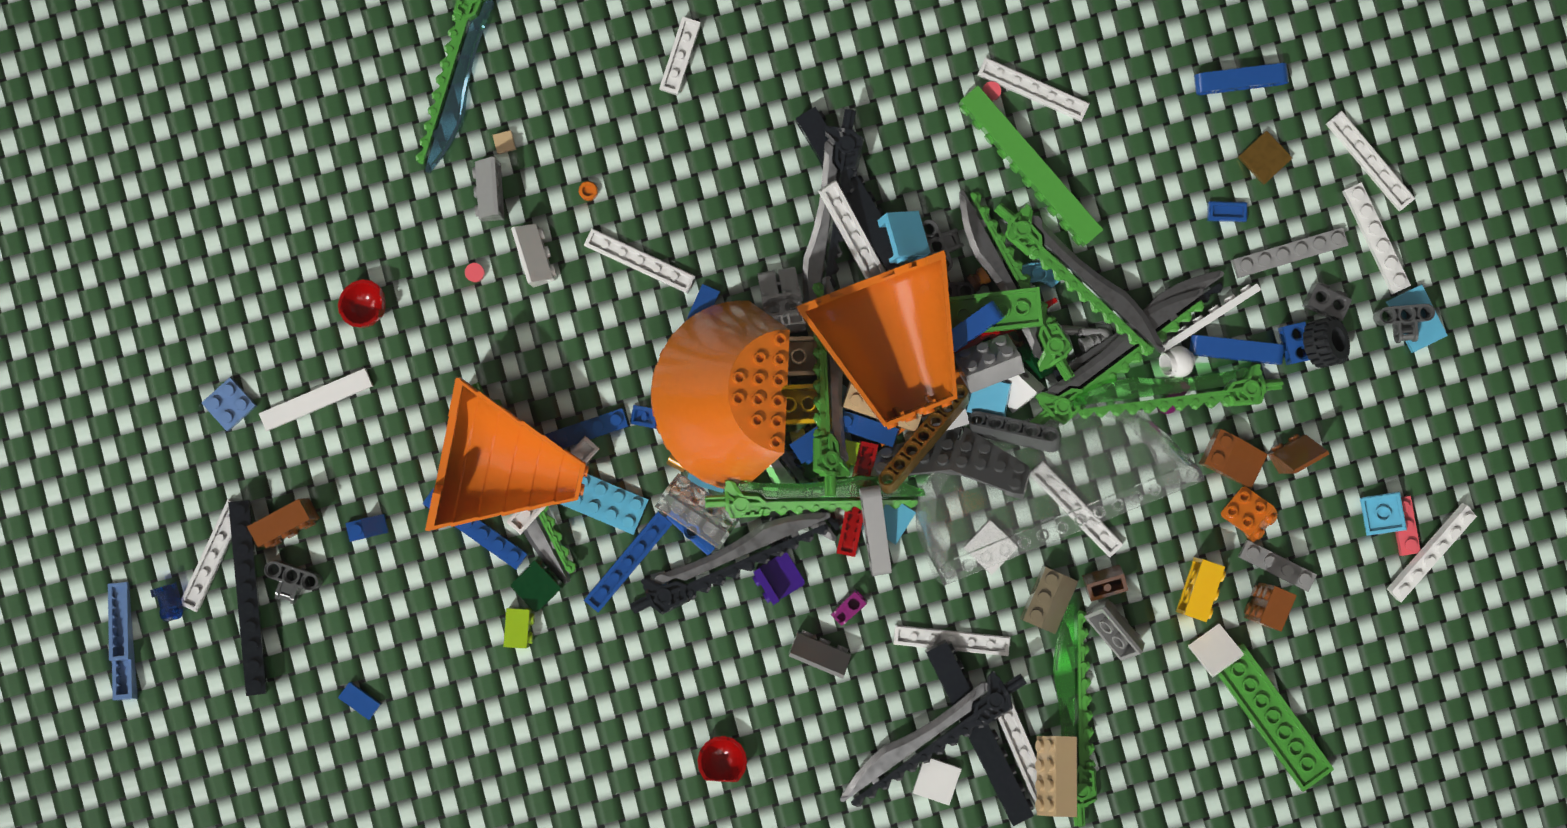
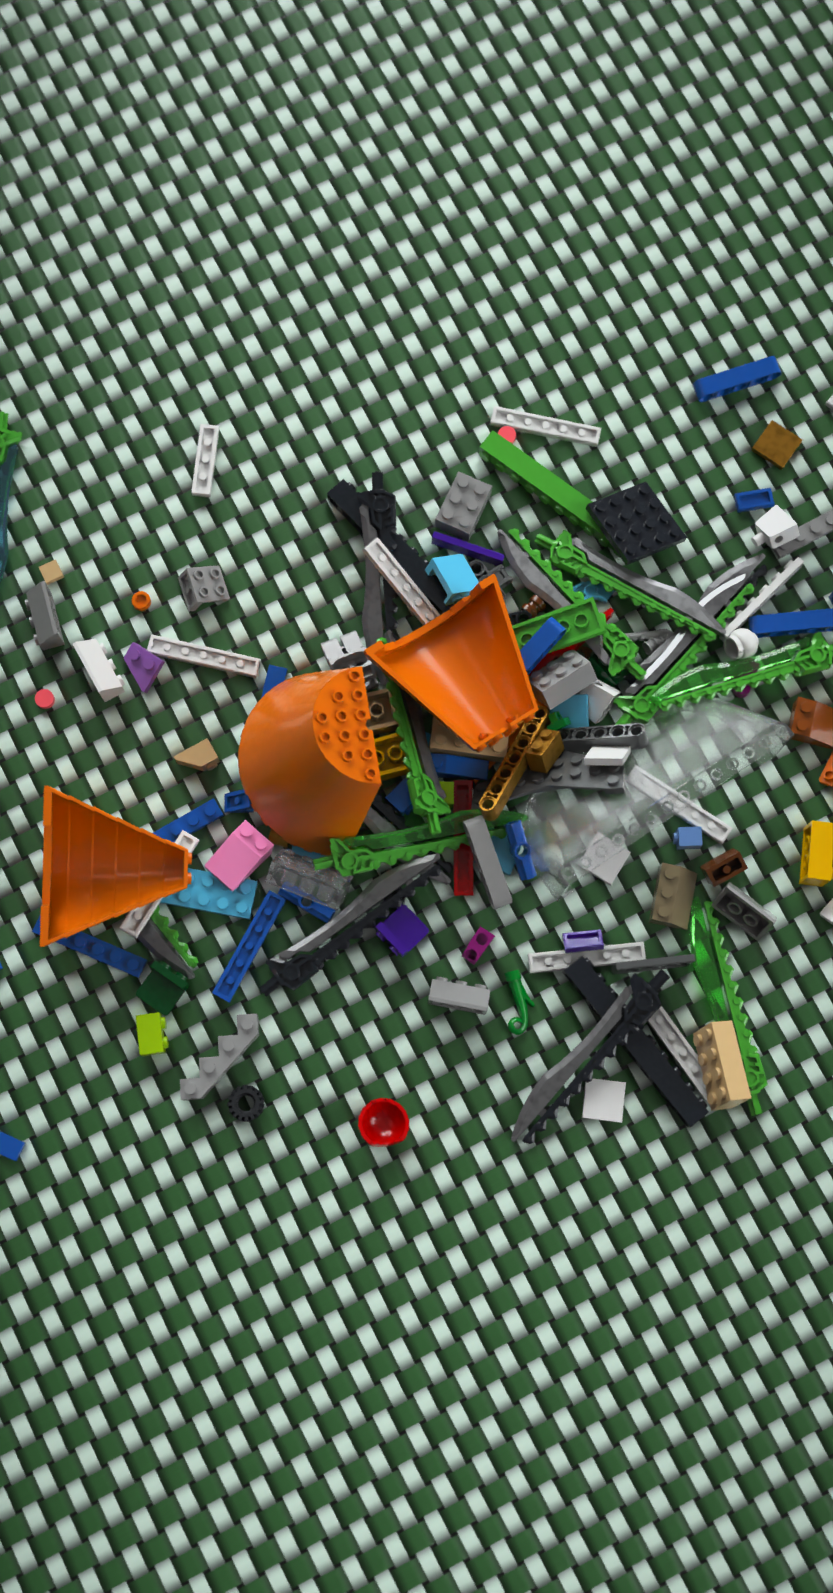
camera: 15 degrees left, 10 degrees down
(572, 672) = (214, 1068): none -> light grey brick
(577, 258) = (143, 665): none -> medium lavender wing
(596, 723) = (234, 1098): none -> black tyre
(616, 363) = (199, 756): none -> tan slope
(635, 473) = (239, 856): none -> bright pink slope
(652, 189) = (202, 586): none -> light grey bracket
(879, 665) = (520, 997): none -> green plant
(909, 514) = (523, 861): none -> blue piece
(925, 204) = (467, 549): none -> dark purple tile
(930, 159) = (463, 506): none -> light grey brick
(951, 624) = (583, 941): none -> tile
(956, 432) = (544, 750): none -> pearl gold brick
(975, 404) = (557, 721): none -> green tile
(1014, 663) = (652, 964): none -> dark grey tile
(1016, 453) = (607, 755): none -> white tile
(1077, 545) = (688, 838): none -> medium blue brick
(1101, 214) = (636, 523): none -> black plate
(1240, 248) = (775, 528): none -> white torso

